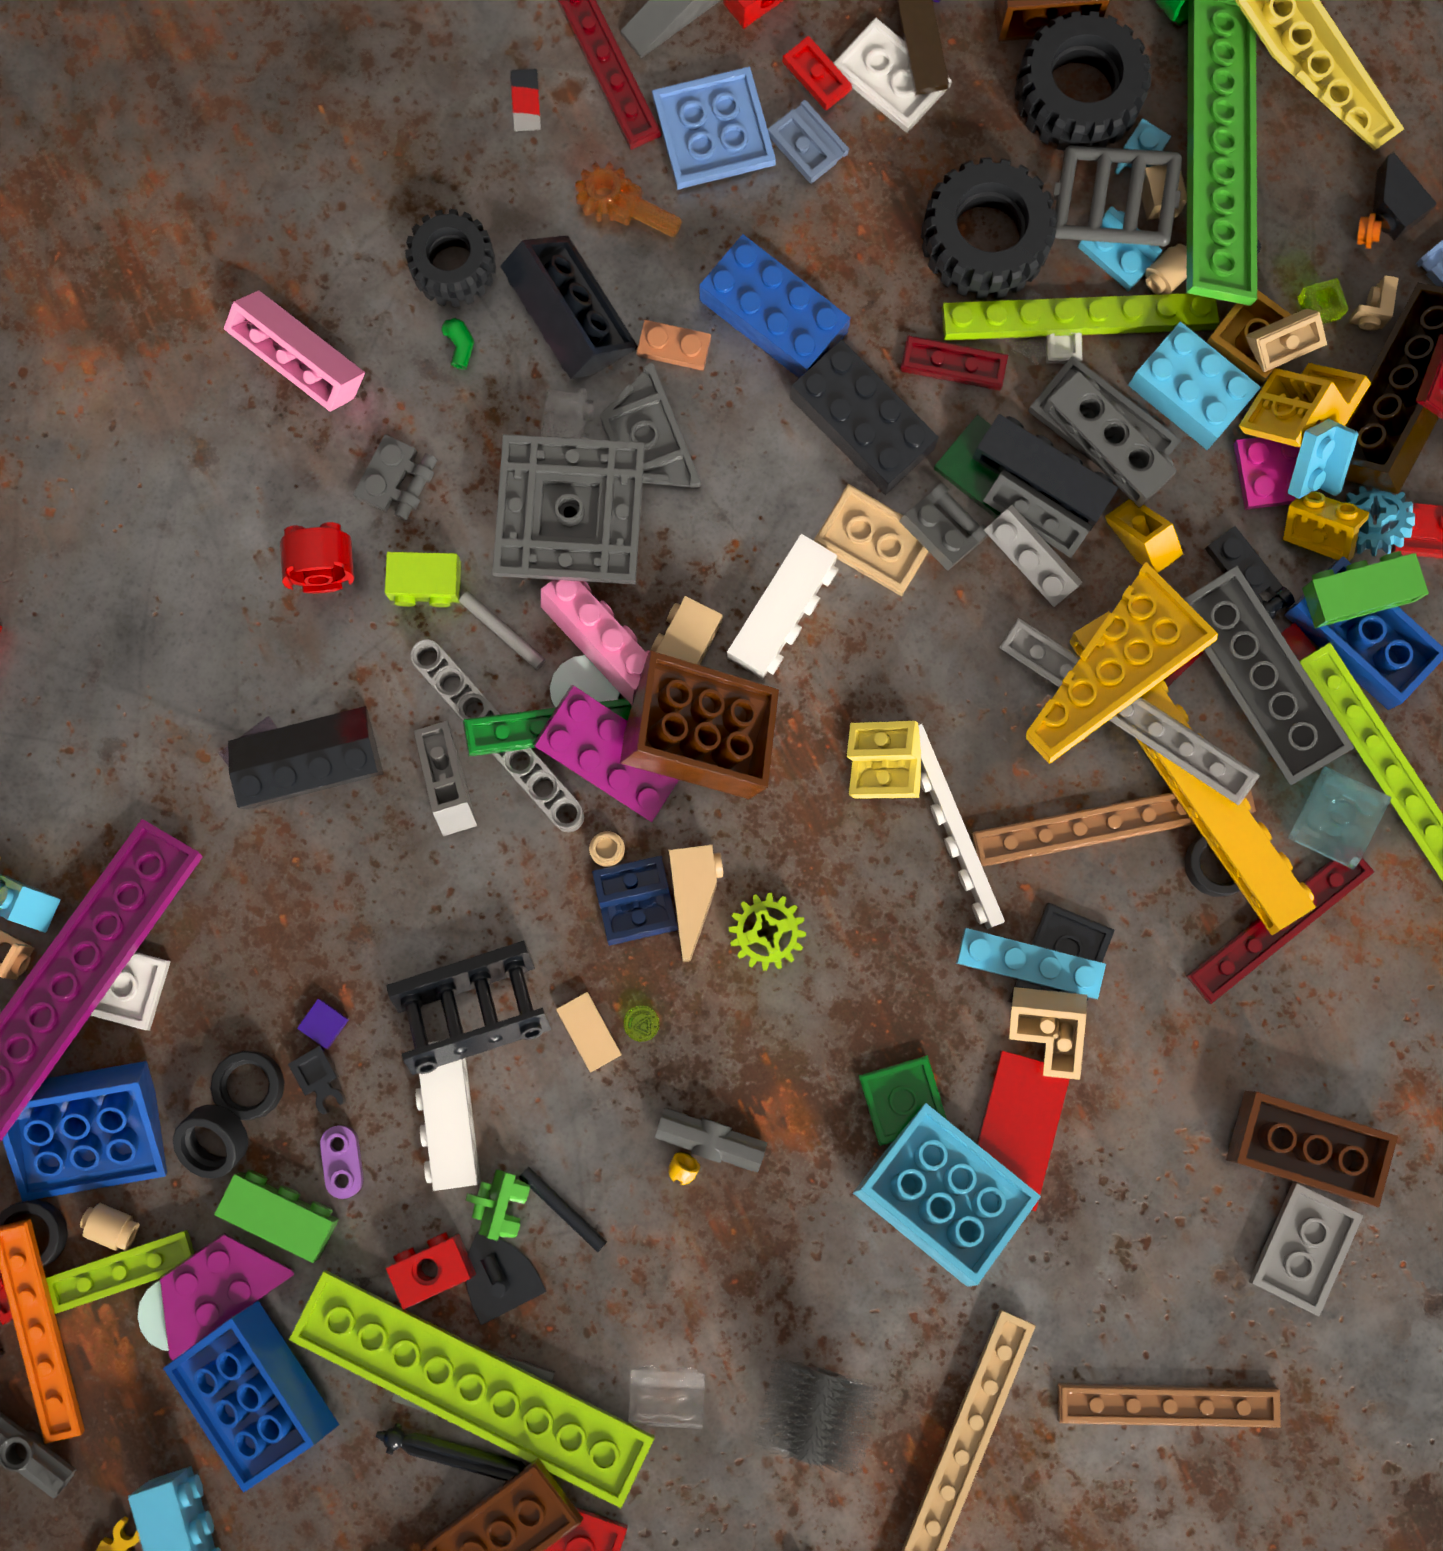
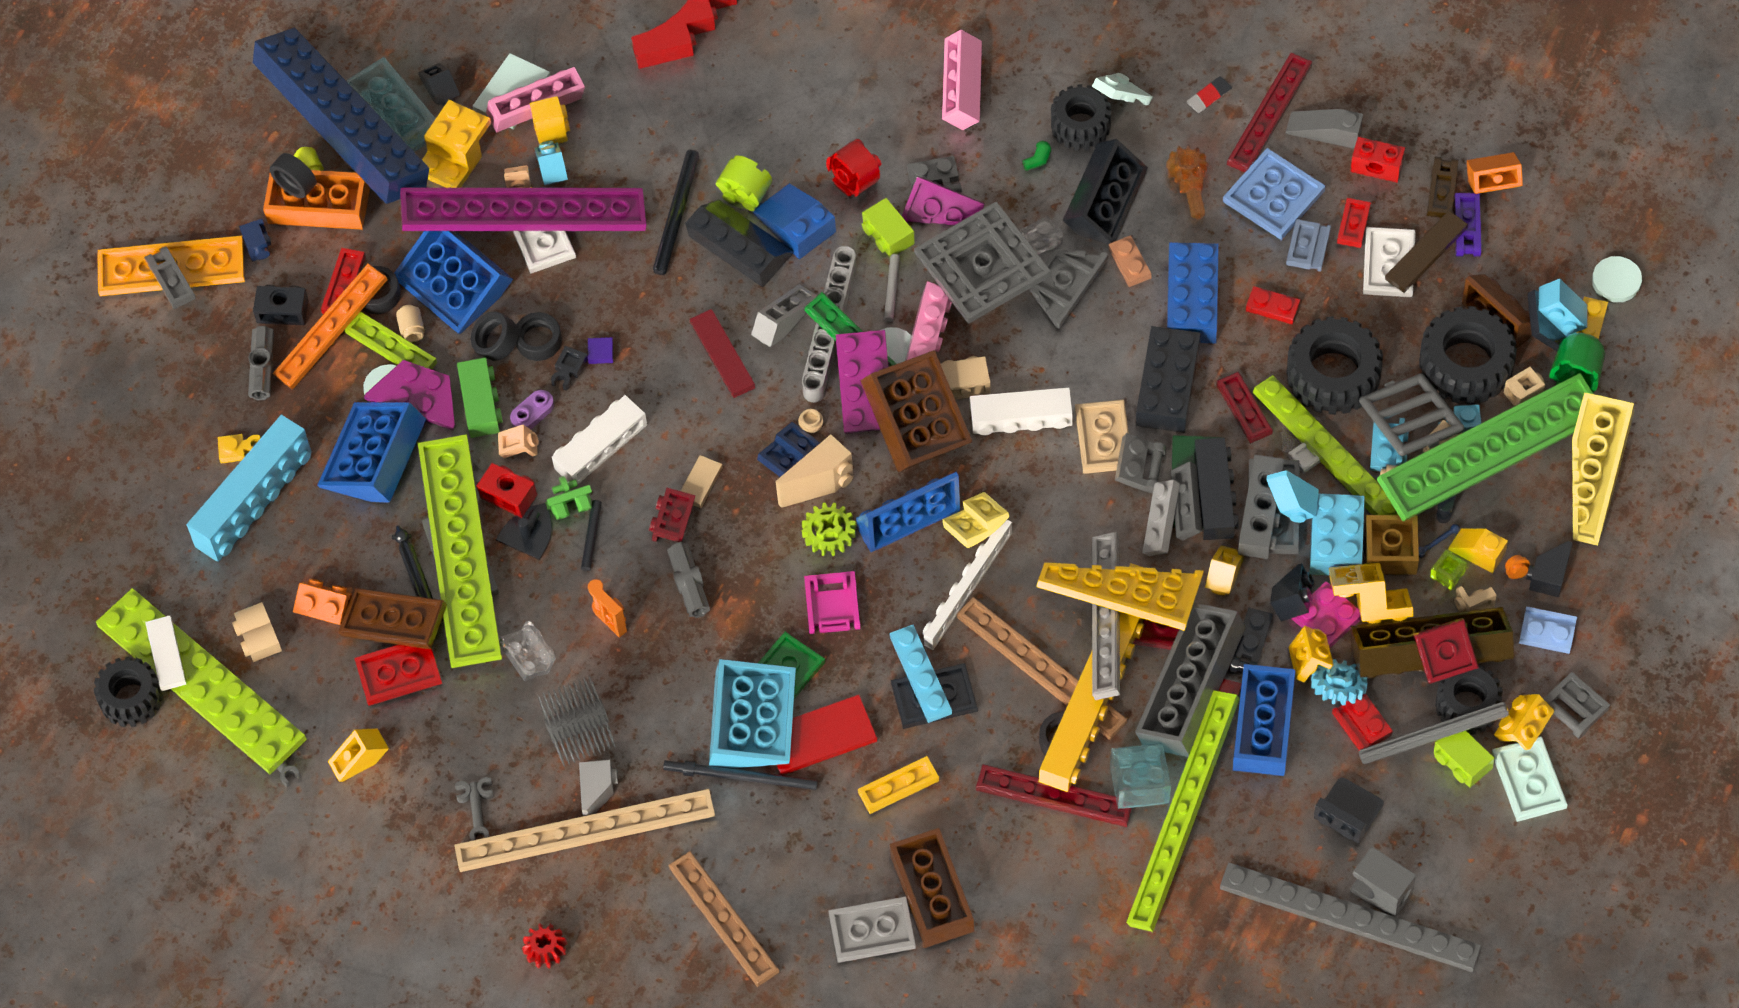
camera: 60 degrees right, 20 degrees down
(204, 802) = (676, 212): none -> black axle
(233, 698) = (743, 182): none -> lime brick
(324, 672) = (796, 219): none -> blue slope
(374, 1210) = (516, 441): none -> light nougat bracket
(437, 884) = (722, 353): none -> dark red tile
(441, 496) = (938, 204): none -> magenta wing
(451, 187) = (1118, 87): none -> light aqua wing
(459, 977) = (673, 392): black fence -> none
(615, 1100) = (673, 515): none -> dark red bracket
(641, 1023) = (726, 505): clear neon green tile -> none
(683, 1168) = (661, 577): yellow hinge -> none
(696, 1267) = (607, 609): none -> orange plate
(816, 826) = (910, 512): none -> blue slope
(850, 236) = (1272, 305): none -> red plate
(866, 998) = (834, 608): none -> dark pink container
(900, 1439) = (596, 784): none -> light grey slope
(955, 1309) = (690, 769): none -> black bar
(1052, 1020) = (894, 703): tan brick -> none
(1136, 397) = (1293, 496): none -> medium azure slope
(1148, 1088) = (898, 785): none -> yellow plate
(1165, 55) = (1526, 379): none -> tan brick
(1234, 489) = (1292, 593): none -> black slope
(1269, 259) = (1455, 528): none -> dark blue hinge
(1287, 339) = (1399, 554): tan slope -> none
(1317, 250) = (1480, 547): none -> yellow slope
(1323, 459) = (1340, 615): medium azure bracket -> none
(1364, 589) = (1280, 686): bright green brick -> none

